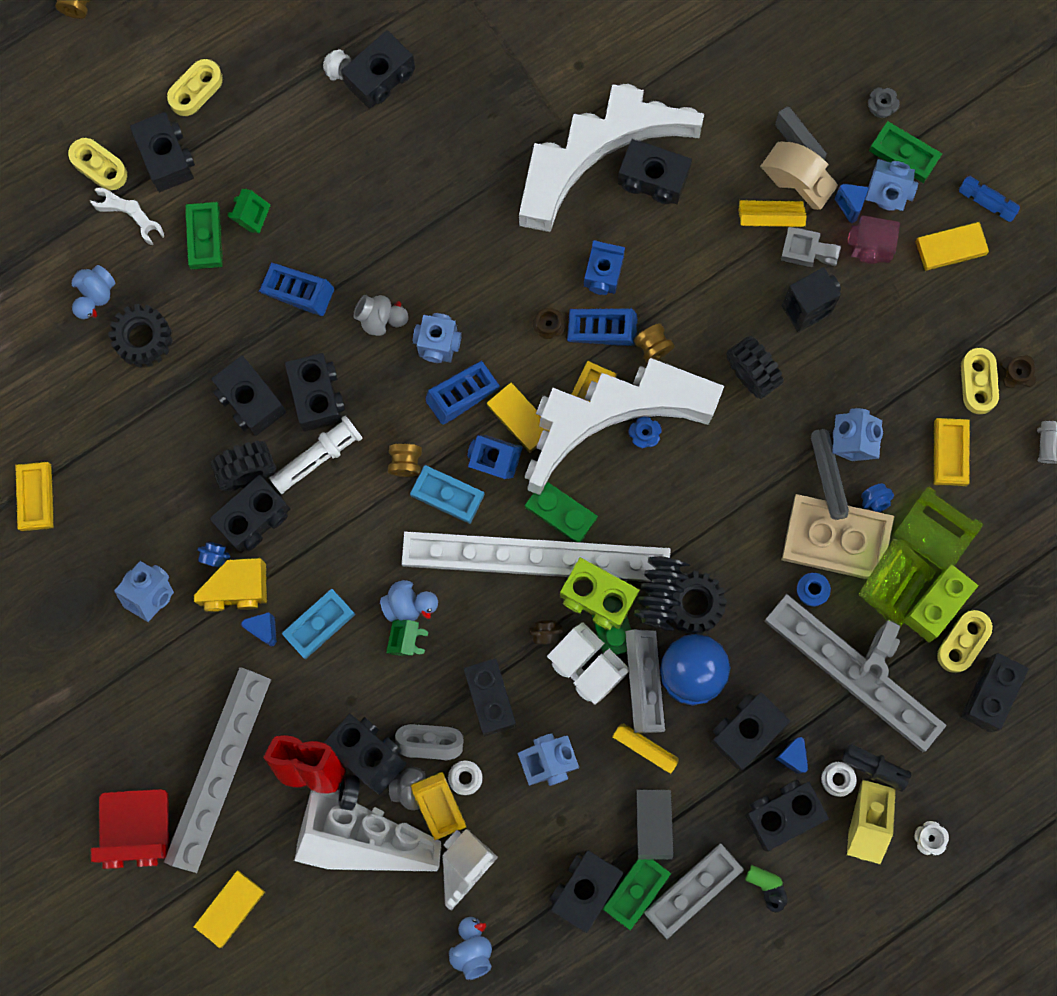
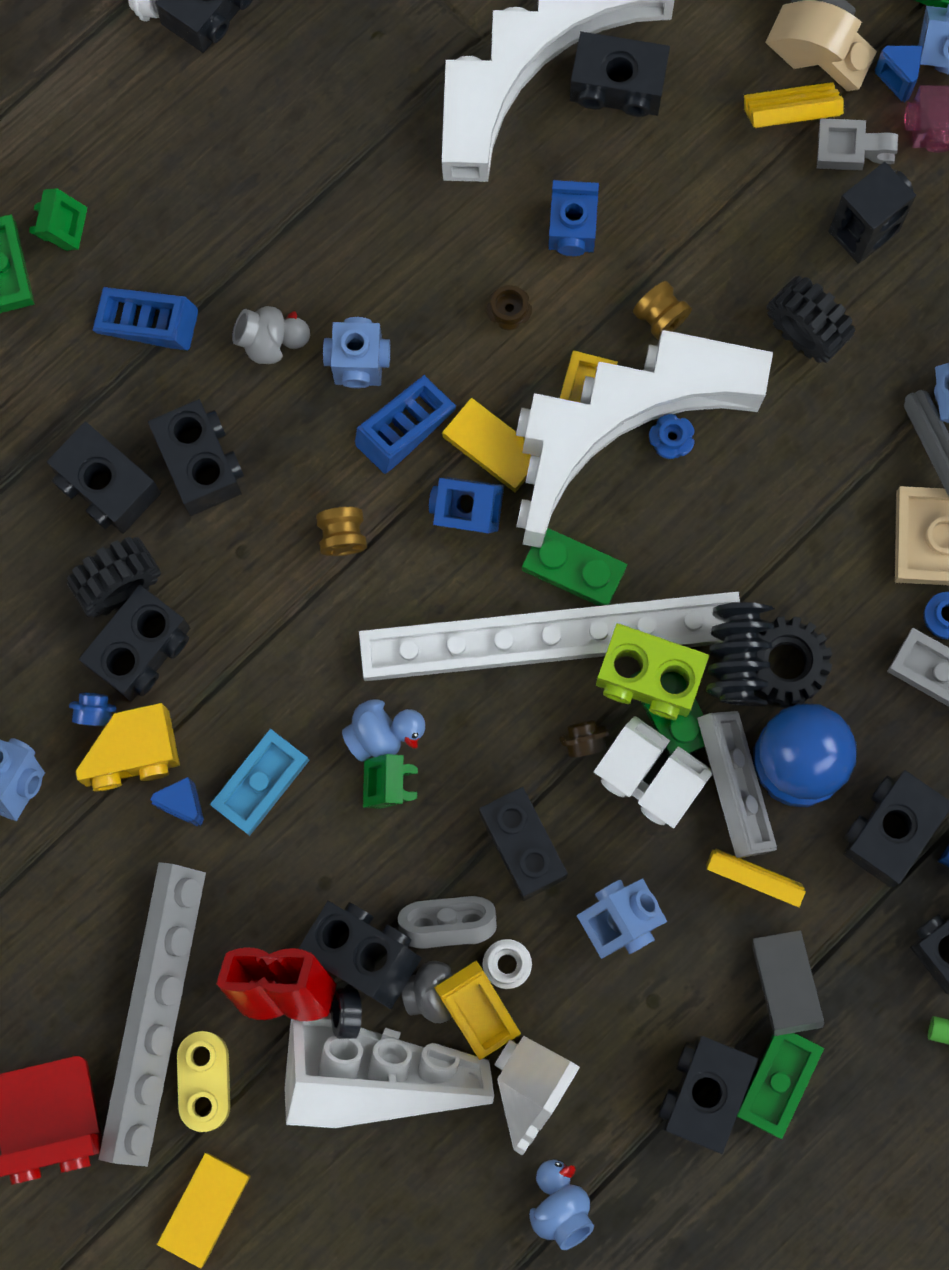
camera: 10 degrees left, 0 degrees up
(248, 821) = (203, 1081): none -> light yellow plate
(328, 446) = (229, 529): white pin -> none
(447, 494) = (410, 569): dark azure plate -> none
(603, 315) = (583, 283): blue slope -> none
(693, 891) = (858, 1067): light grey tile -> none

